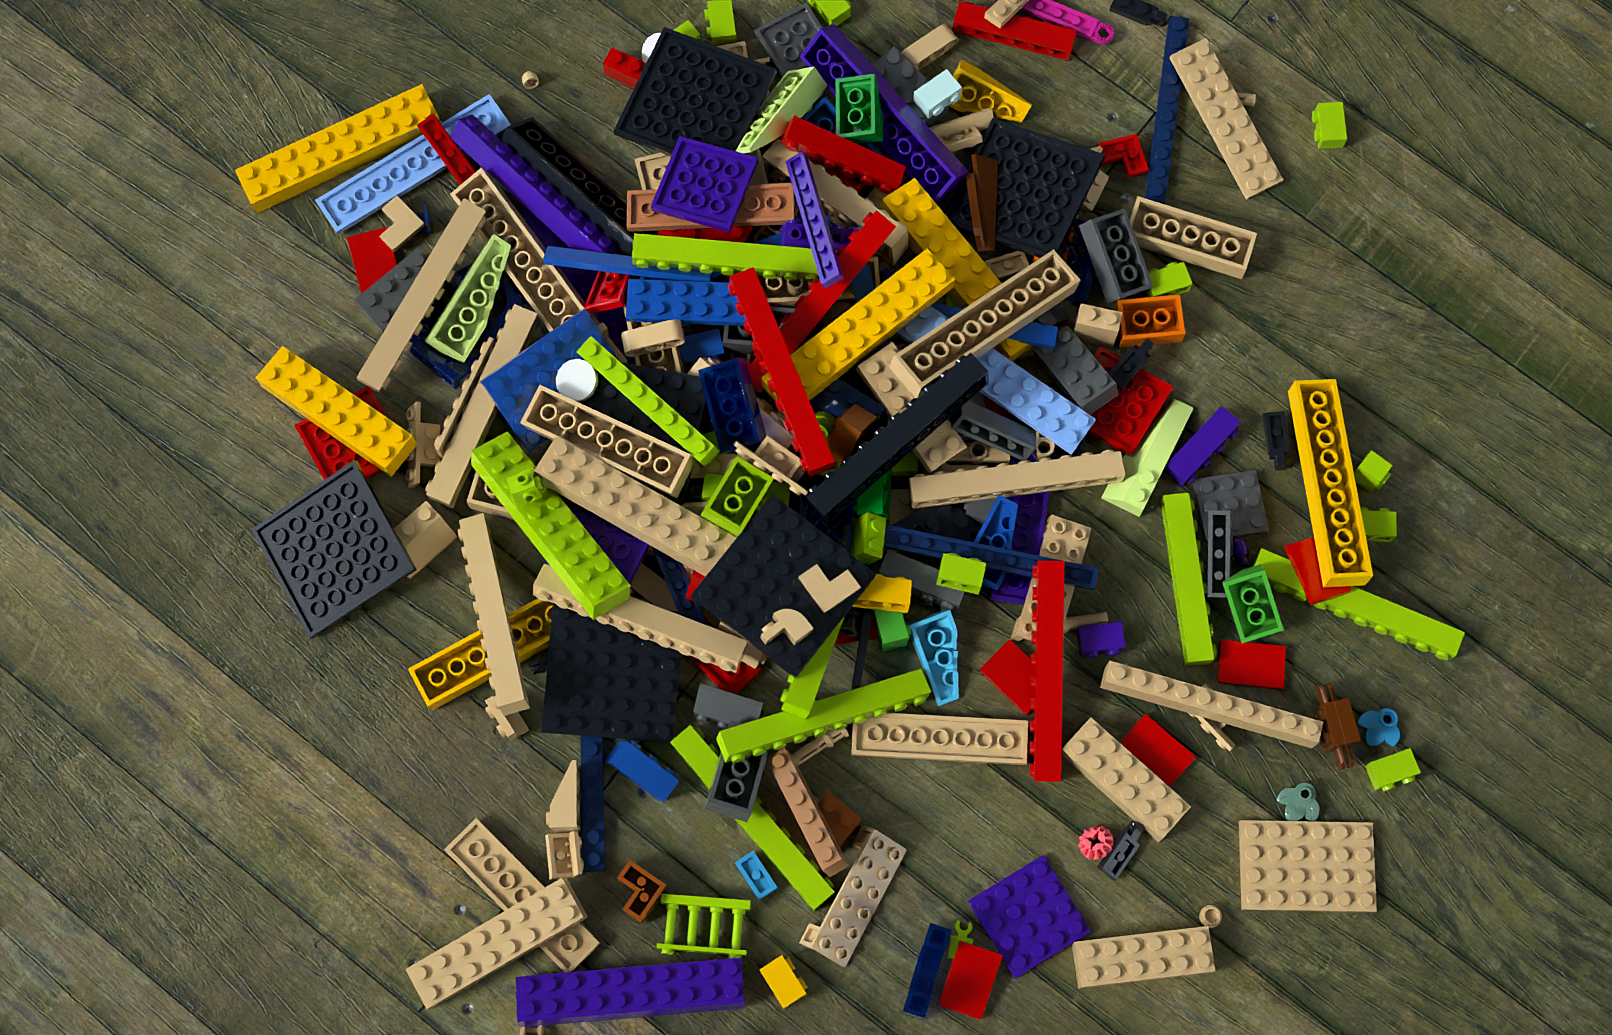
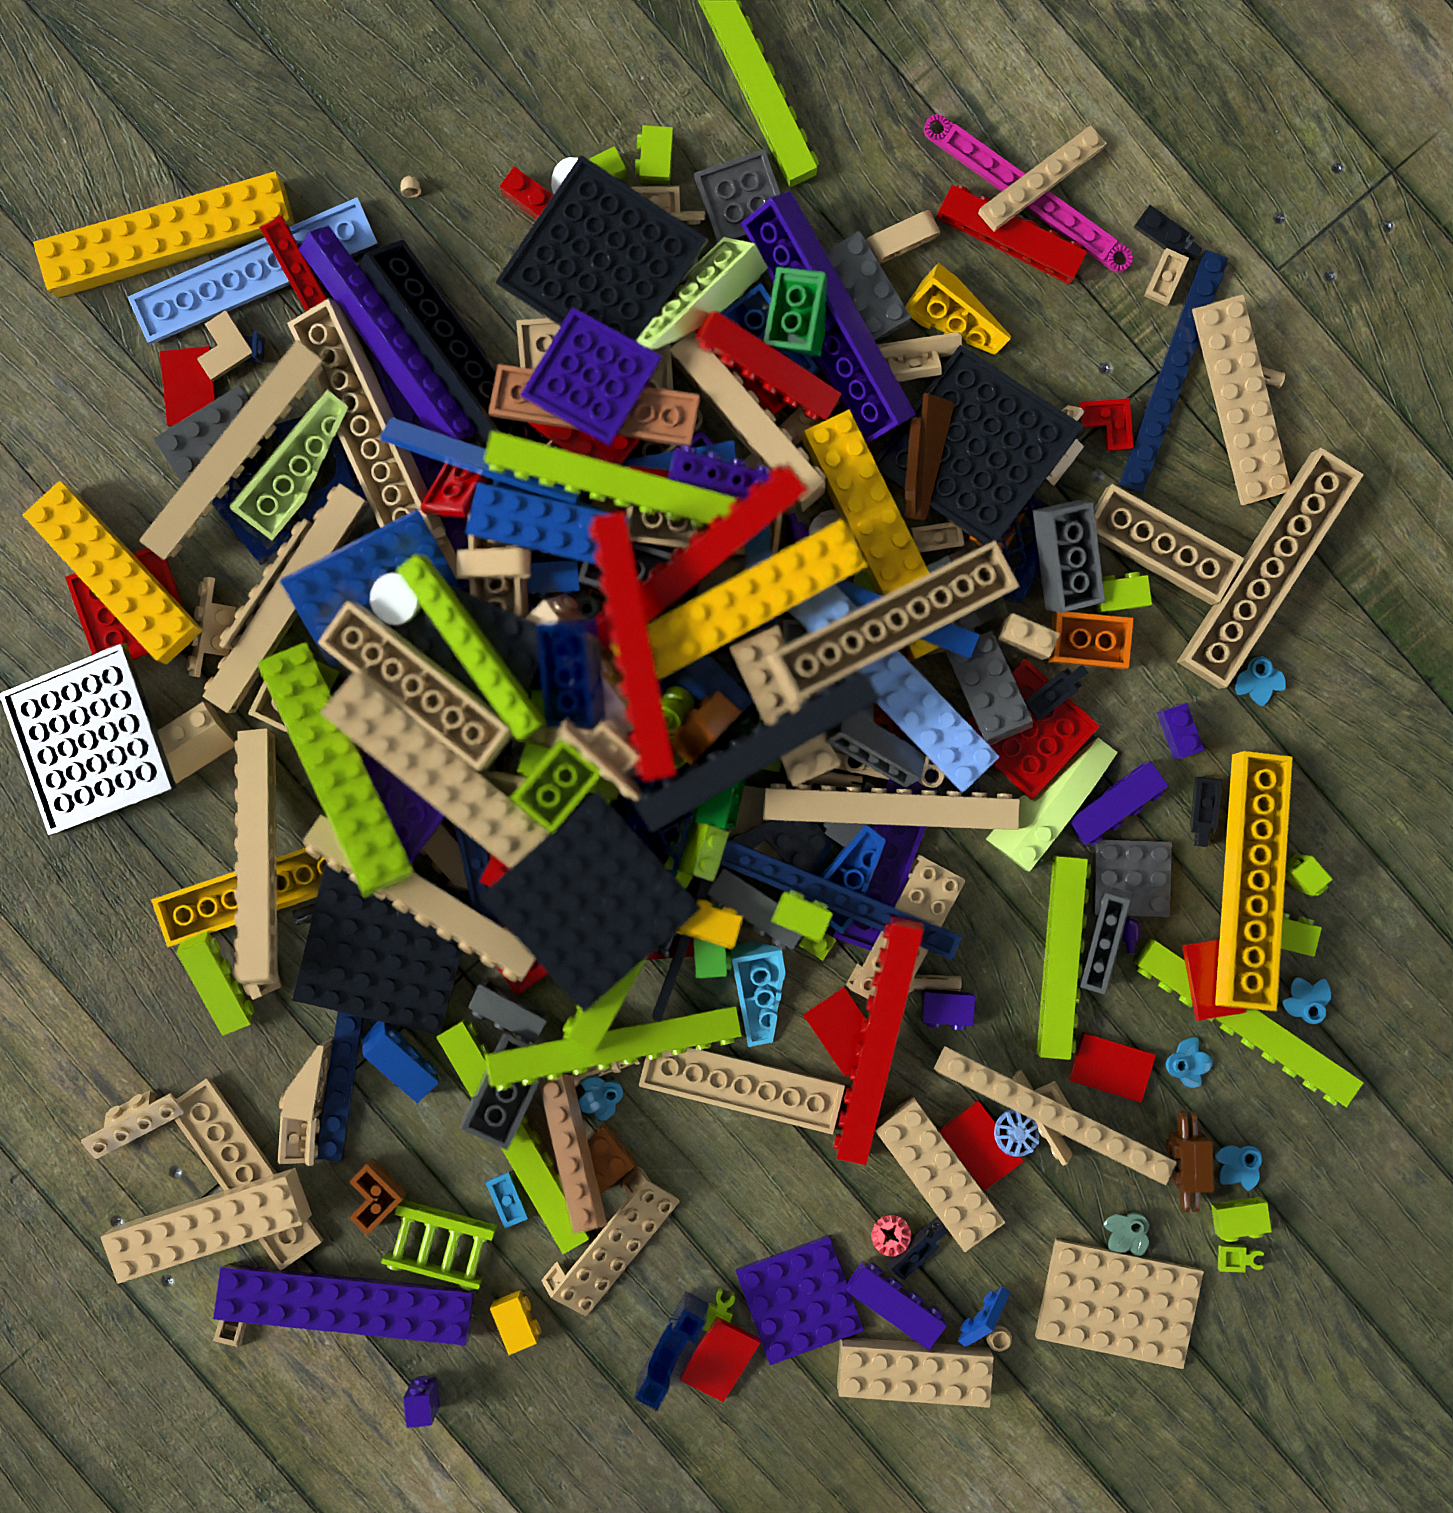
camera: 15 degrees right, 15 degrees up
(416, 867) = (131, 1121): none -> tan bracket
(473, 731) = (215, 982): none -> lime brick
(525, 487) = (307, 729): lime brick -> none
(787, 621) = (586, 953): tan brick -> none
(814, 220) = (712, 455): dark purple plate -> none
(816, 773) = (596, 1099): none -> dark azure plate
(825, 592) = (641, 925): tan tile -> none
(937, 94) = (898, 308): light aqua brick -> none
(977, 606) = (819, 949): none -> lime bracket
(1114, 900) = (895, 1304): none -> dark purple brick
(1143, 40) = (1166, 277): none -> tan plate
(1184, 734) = (1016, 1133): none -> light blue wheel
(1192, 894) = (986, 1319): none -> blue plate
(1240, 379) = (1180, 731): none -> dark purple brick
(1252, 604) = (1129, 1006): bright green slope -> none
(1280, 241) = (1270, 568): none -> tan brick
(1296, 333) = (1260, 685): none -> dark azure plate
(1318, 647) = (1192, 1063): none -> dark azure plate
(1330, 125) = (1365, 431): lime brick -> none
(1396, 805) = (1235, 1258): none -> lime plate
(1400, 575) = (1307, 996): none -> dark azure plate

